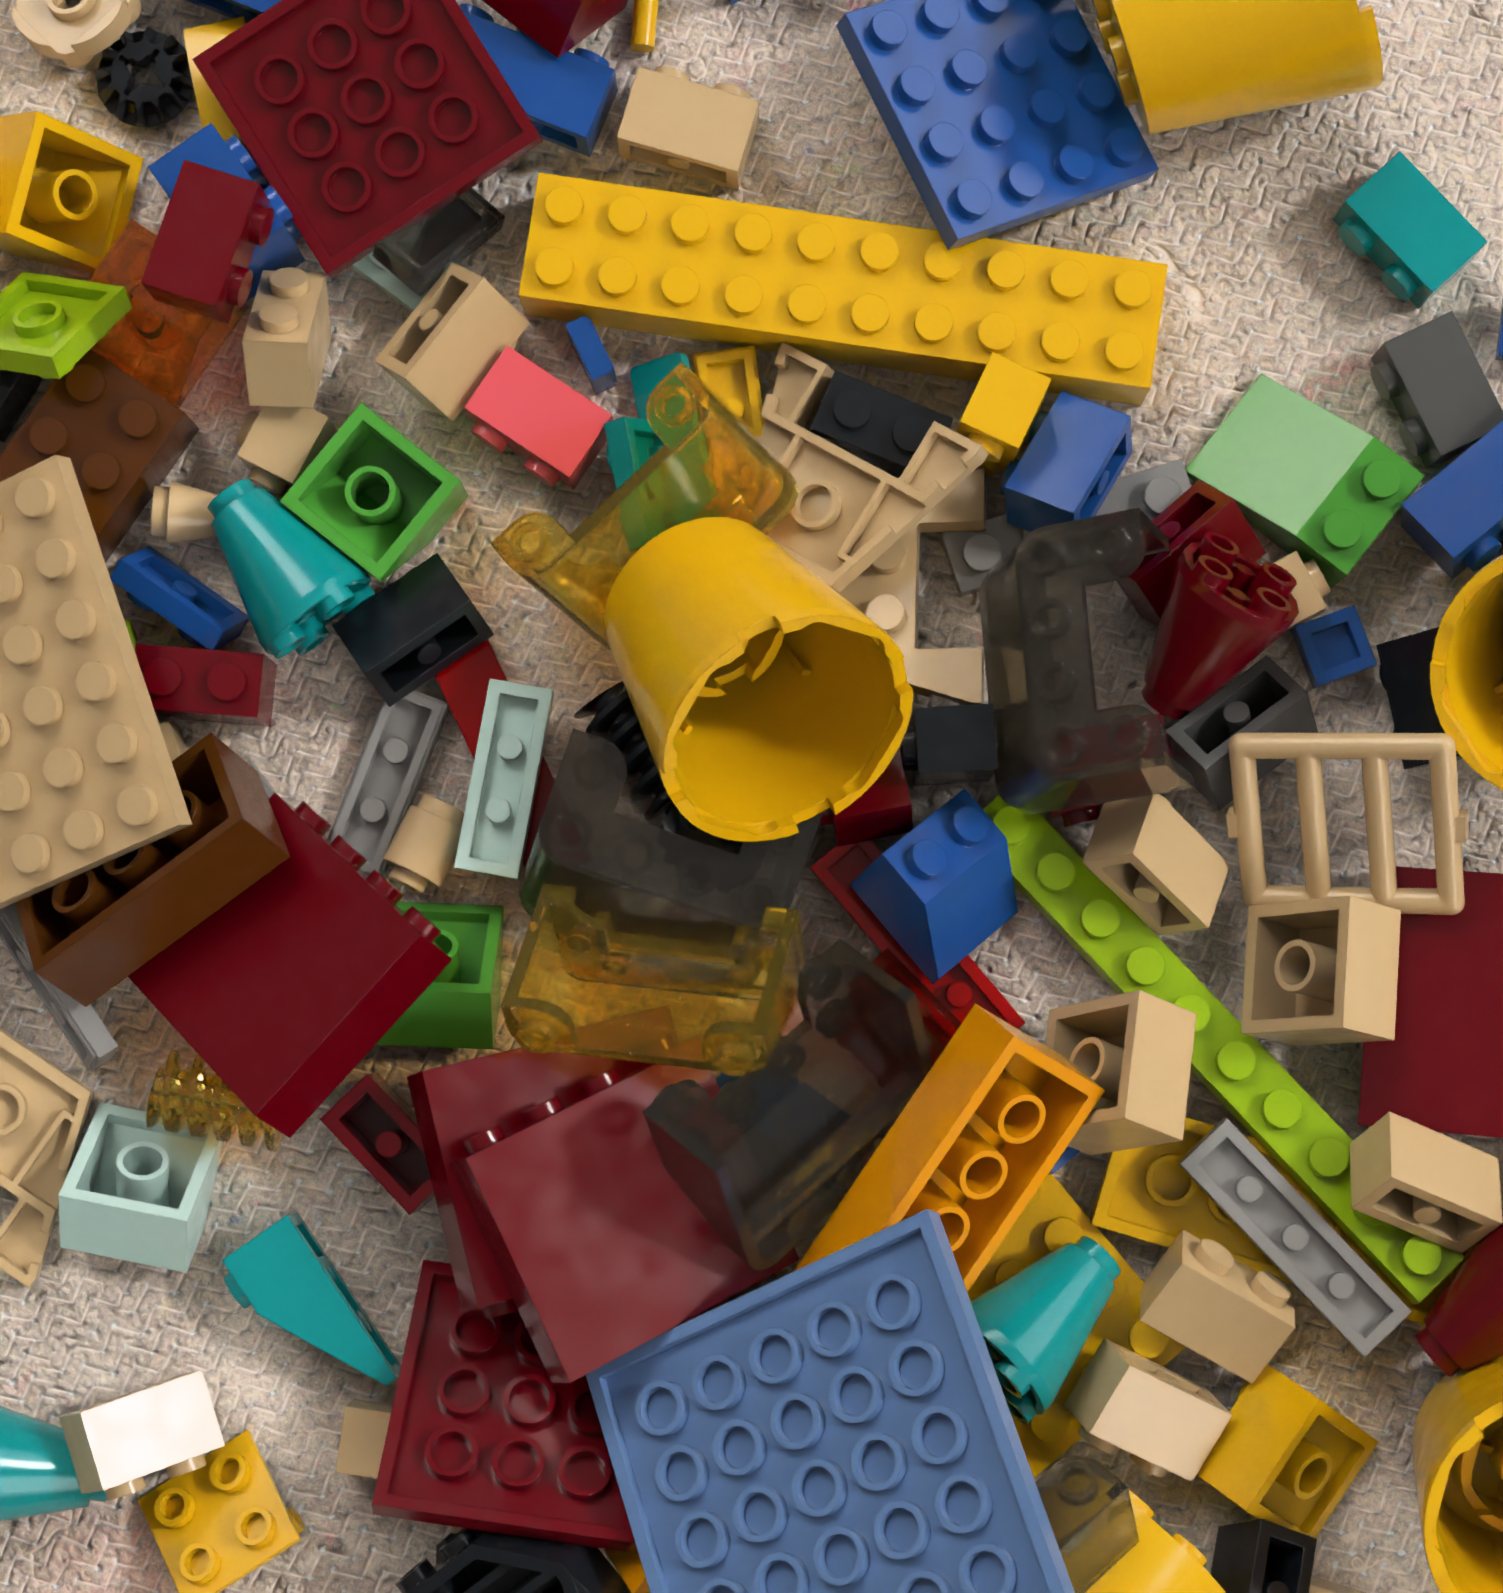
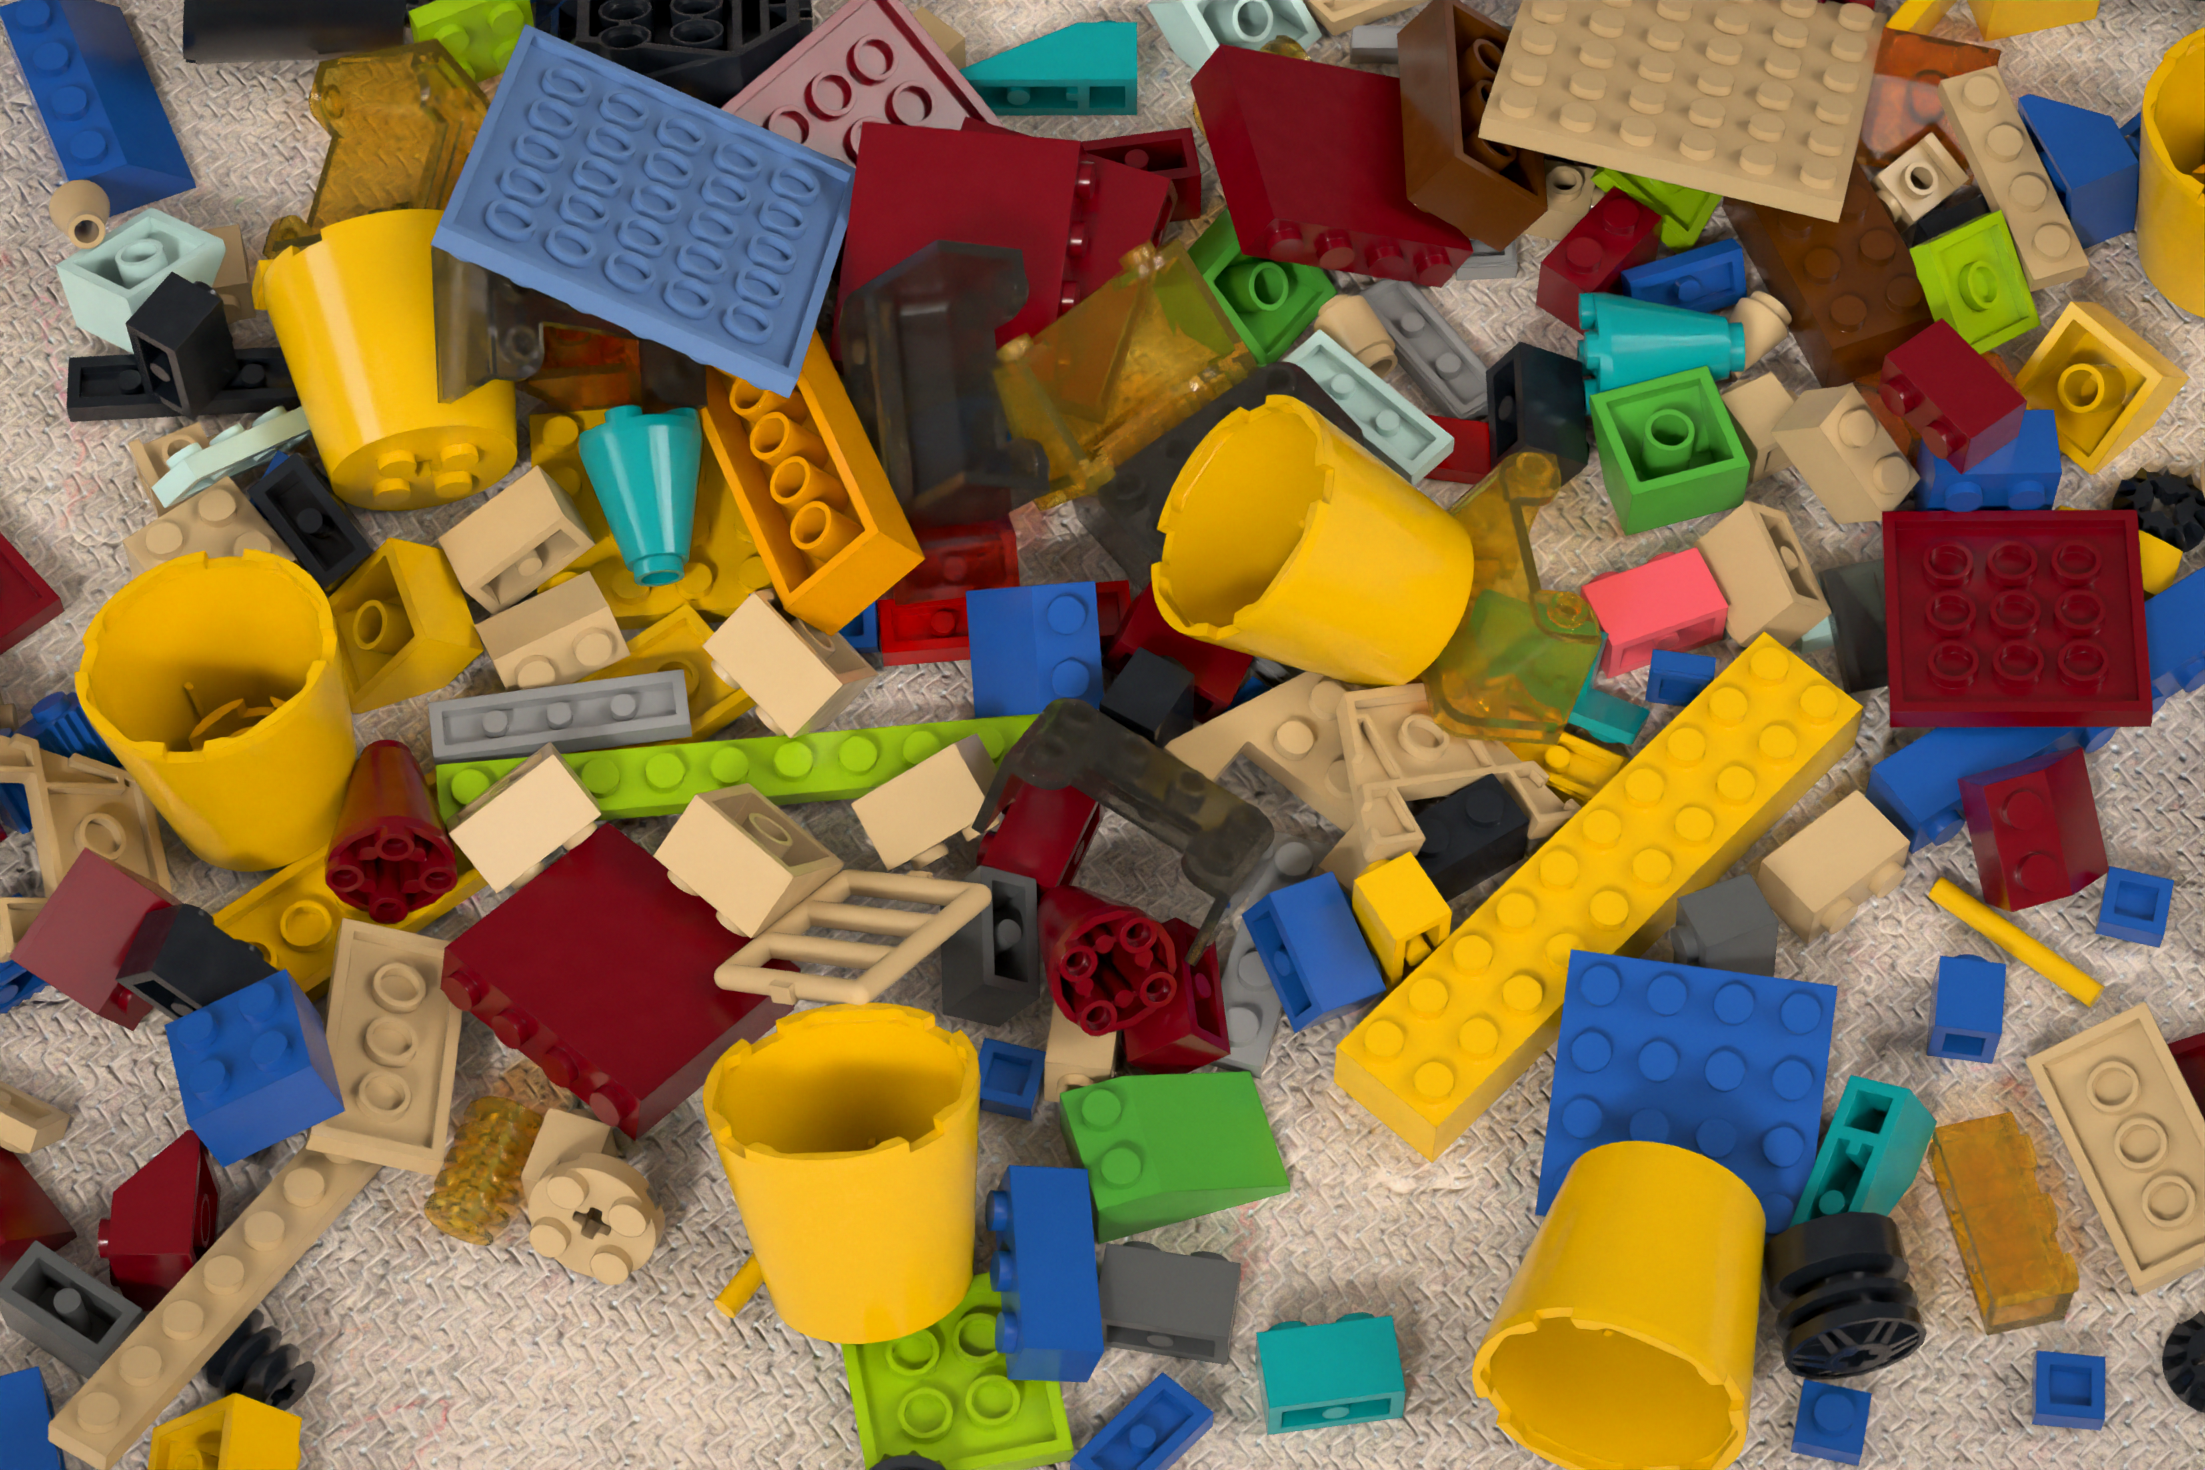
camera: 120 degrees right, 25 degrees down
(843, 149) = (1726, 928): none -> dark grey brick

